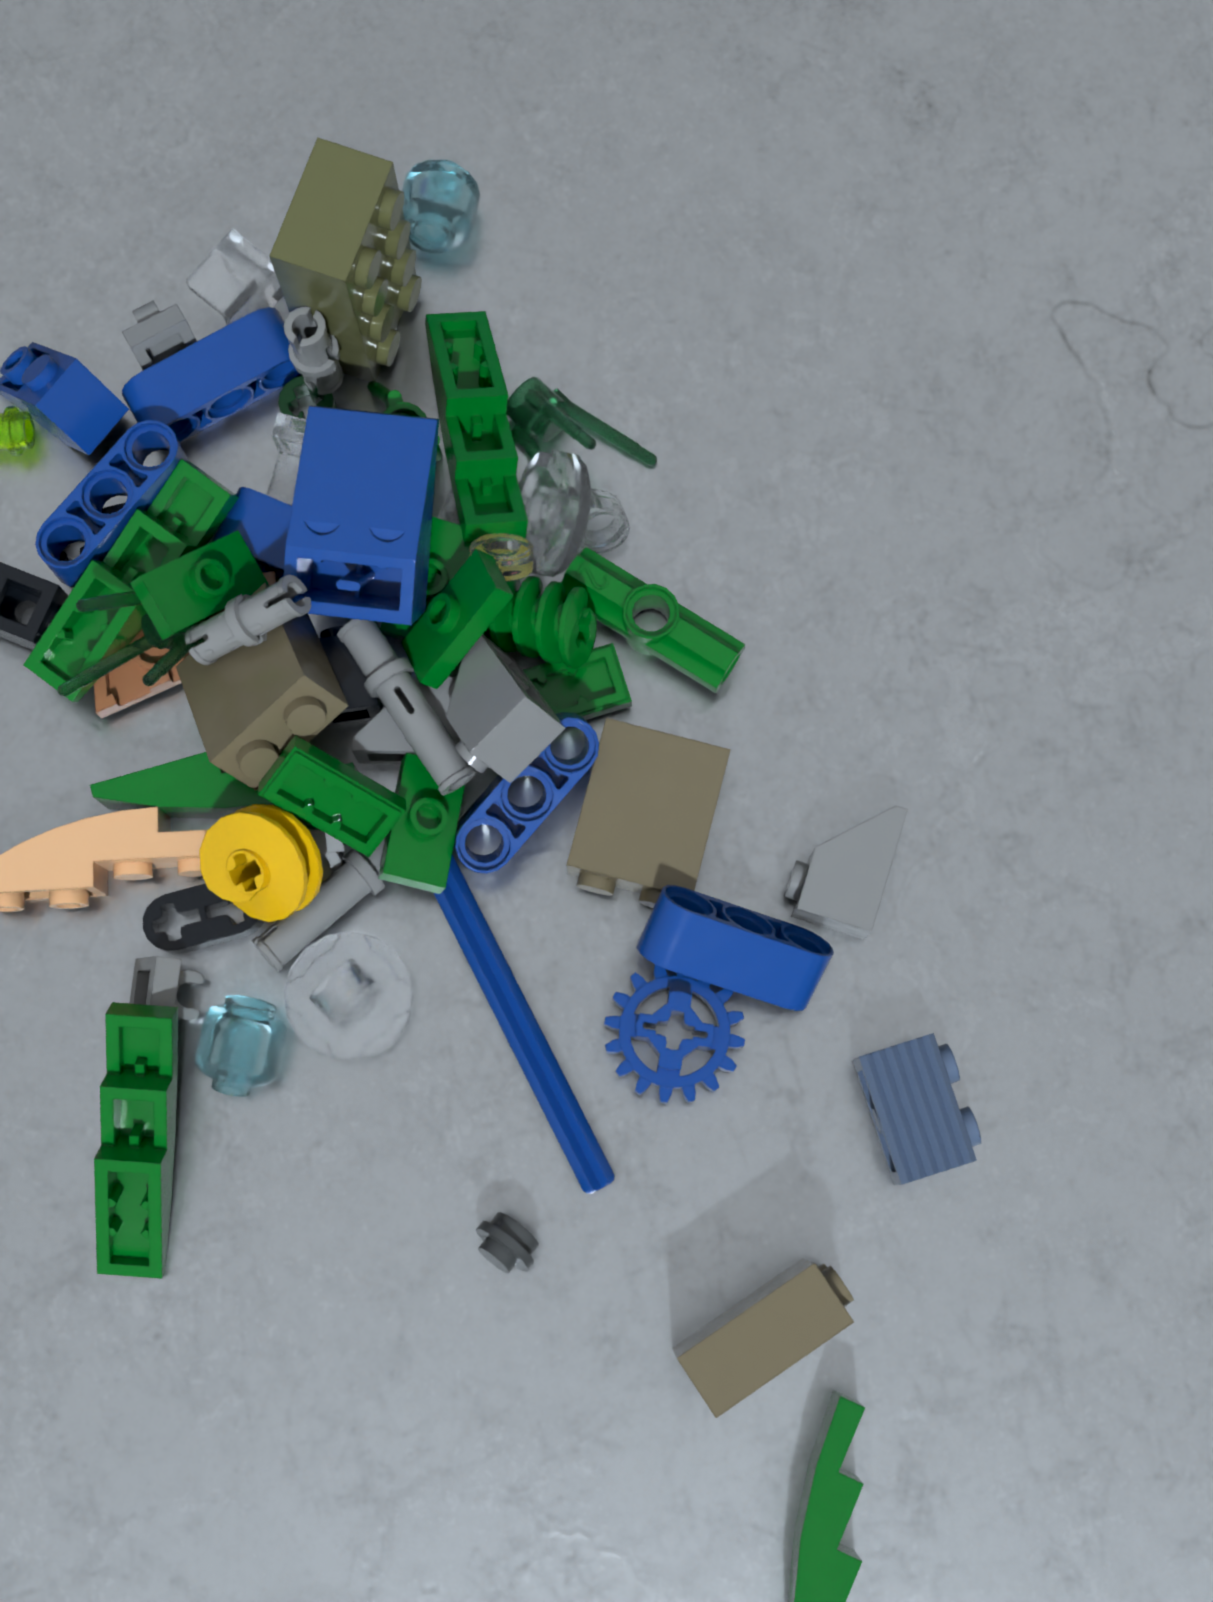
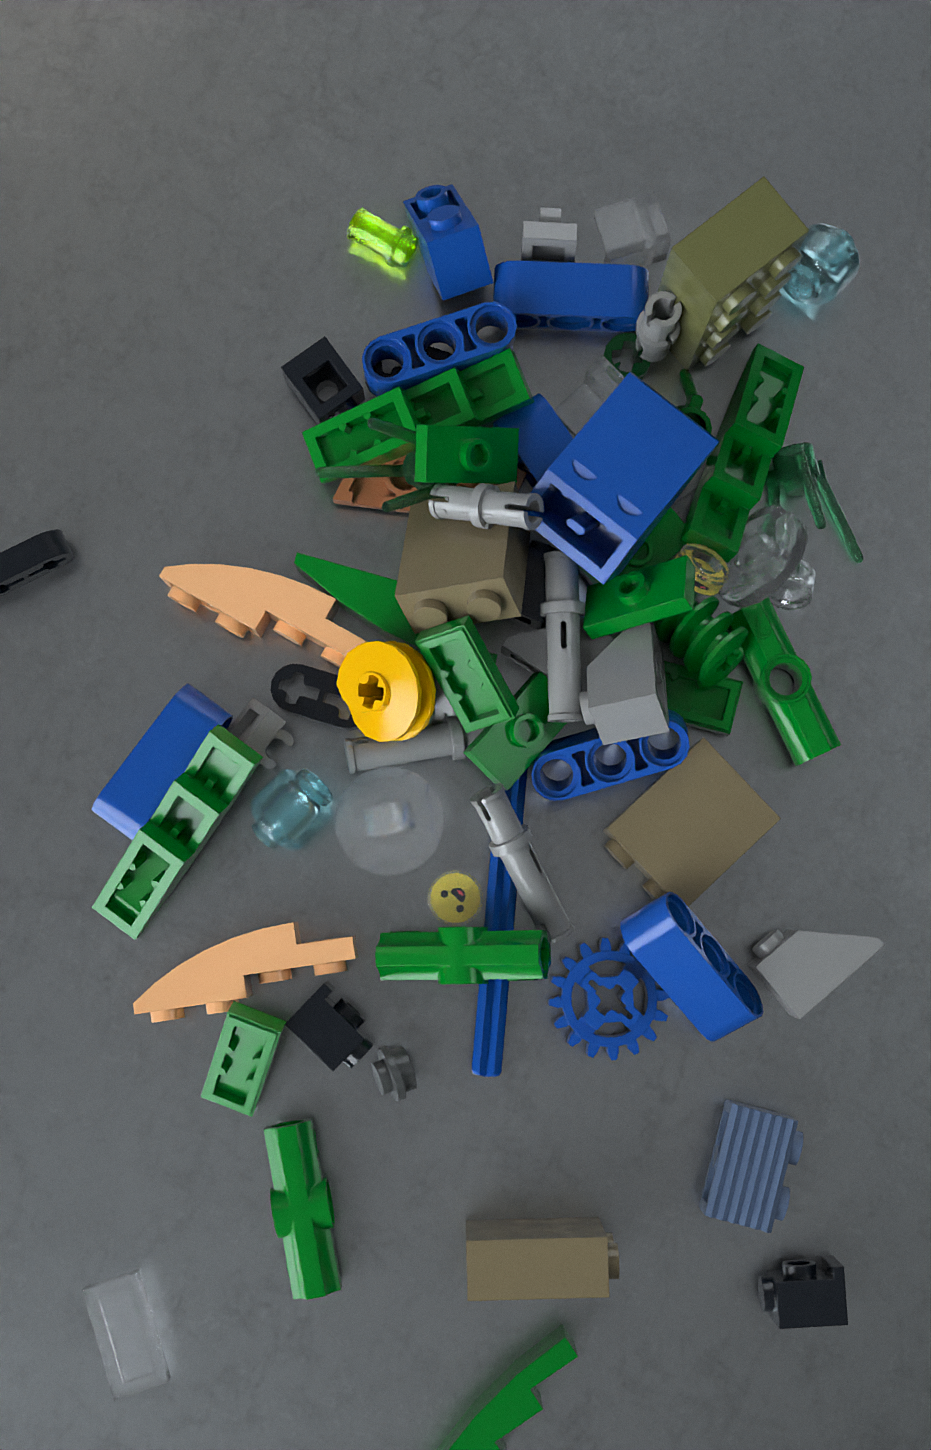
camera: 30 degrees right, 5 degrees up
(71, 1078) = (158, 760): none -> blue beam
(269, 1252) = (224, 970): none -> light nougat slope
(343, 1326) = (243, 1058): none -> plate
(415, 1239) = (331, 1029): none -> black brick
(461, 1031) = (455, 897): none -> clear tile
(484, 939) = (513, 845): none -> light grey pin
(499, 1441) = (302, 1209): none -> green piece
(502, 1079) = (463, 955): none -> green piece
(1049, 1201) = (805, 1294): none -> black brick

